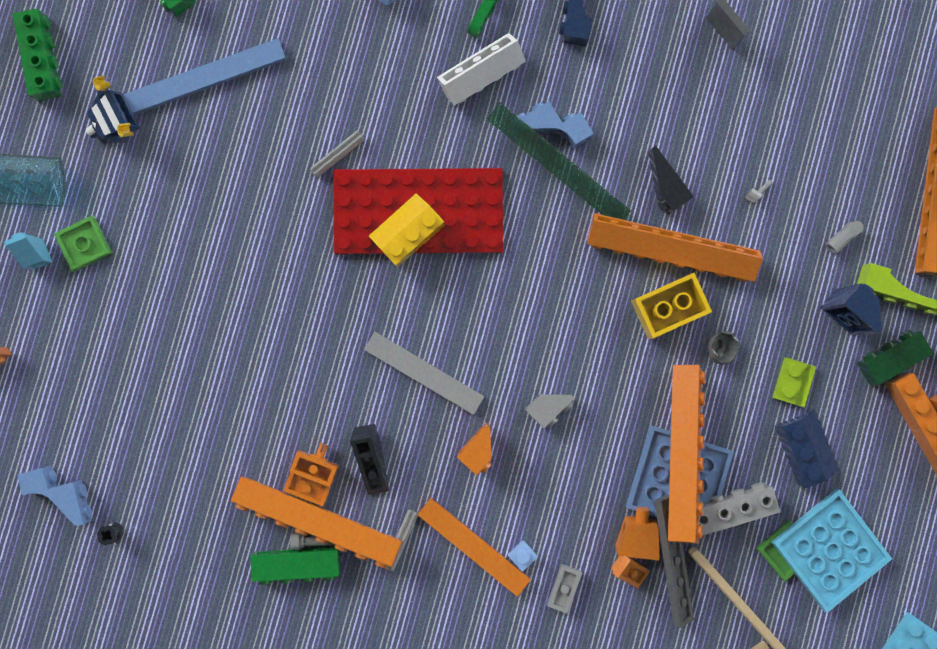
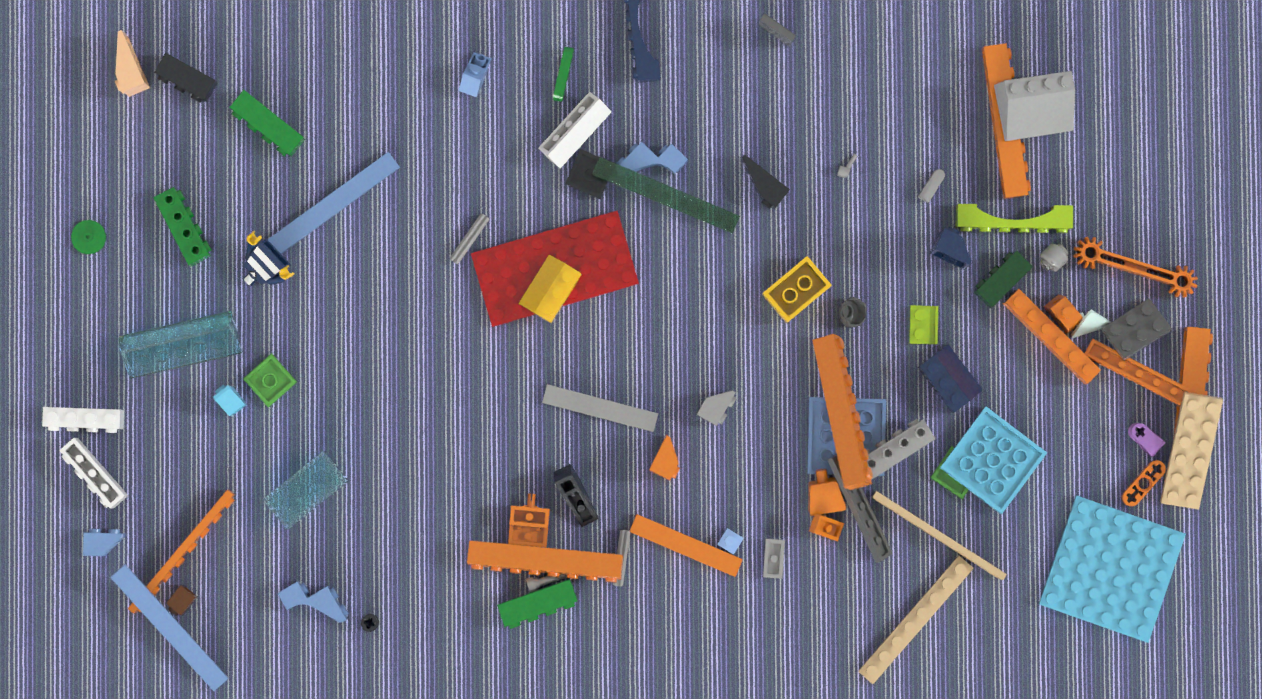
camera: 15 degrees left, 0 degrees up
(82, 371) = (306, 490): none -> clear light blue brick
(475, 125) = (582, 178): none -> black plate
(674, 247) = (785, 238): orange brick -> none

